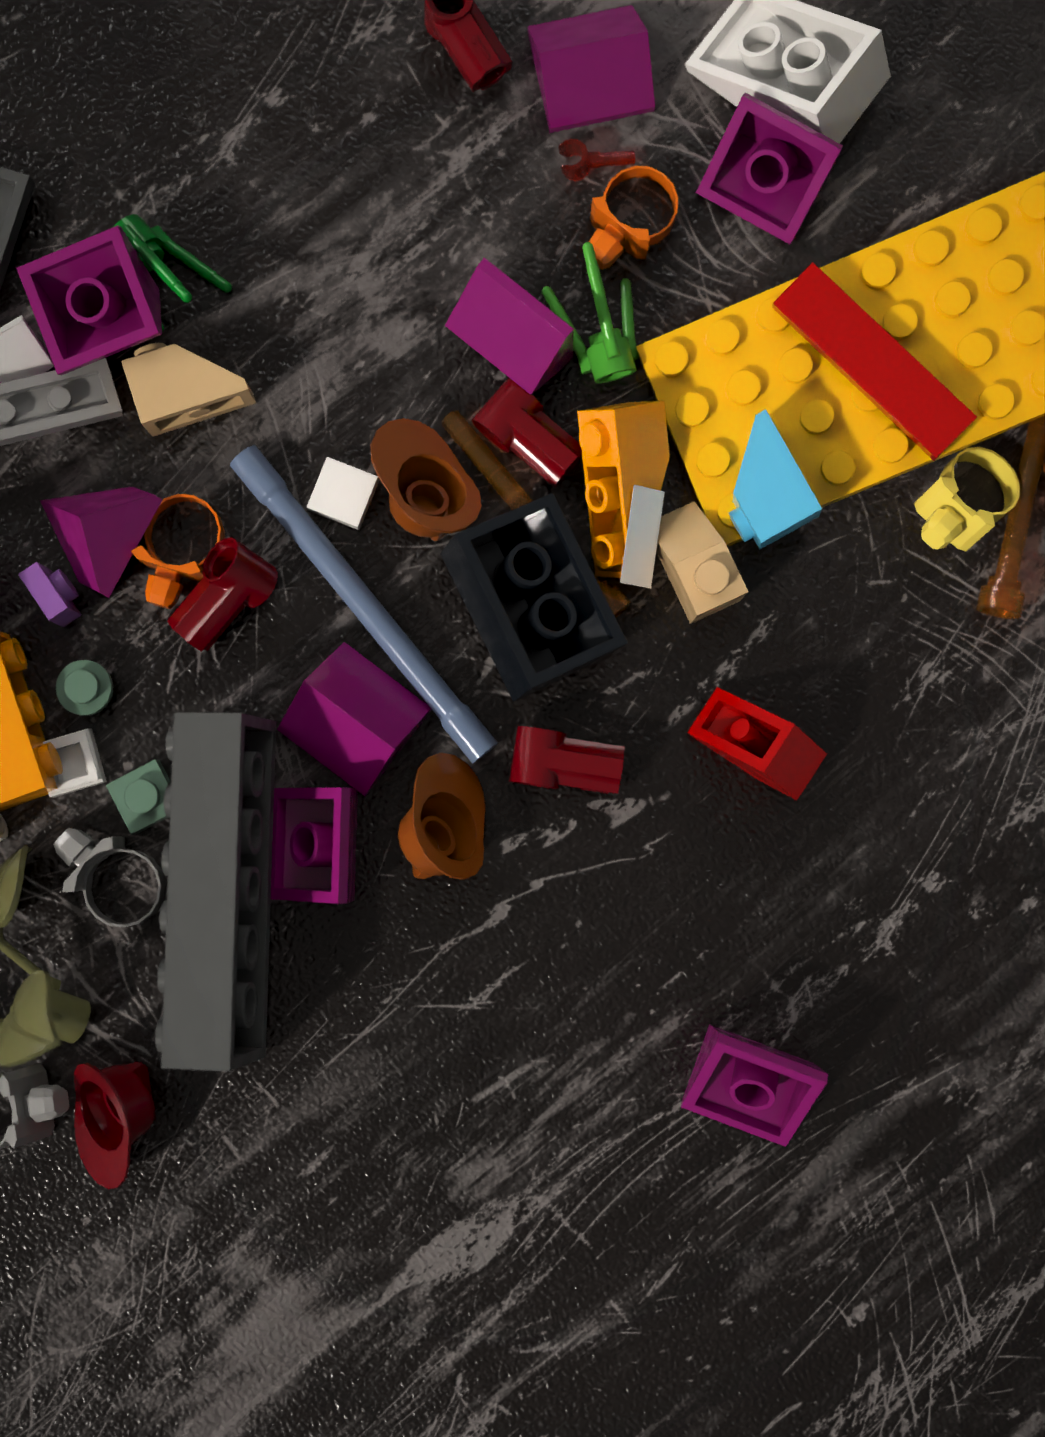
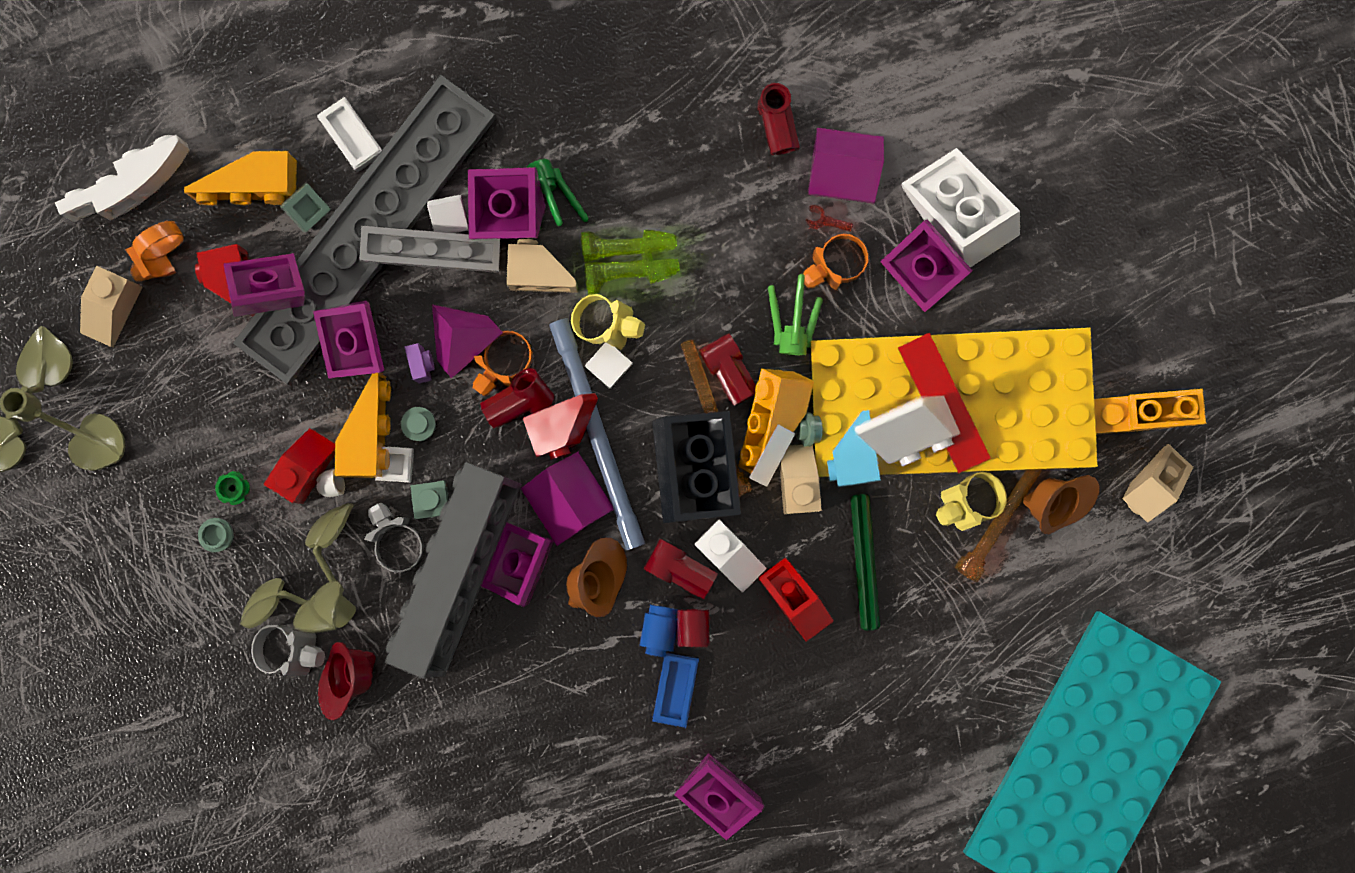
camera: 25 degrees right, 0 degrees up
(302, 608) = (560, 426): none -> slope
(340, 284) = (654, 270): none -> clear neon green piece
(342, 427) = (622, 327): none -> light yellow piece
(424, 480) = (658, 375): dark orange piece -> none
(511, 328) = (739, 307): magenta slope -> none
(567, 866) = (659, 630): none -> blue brick
(619, 840) = (693, 627): none -> dark red piece
(624, 947) = (675, 689): none -> blue tile
(633, 713) = (730, 556): none -> white slope
(684, 480) = (809, 430): none -> sand green plate
(840, 649) = (865, 562): none -> dark green axle
(841, 412) = (910, 429): none -> white slope

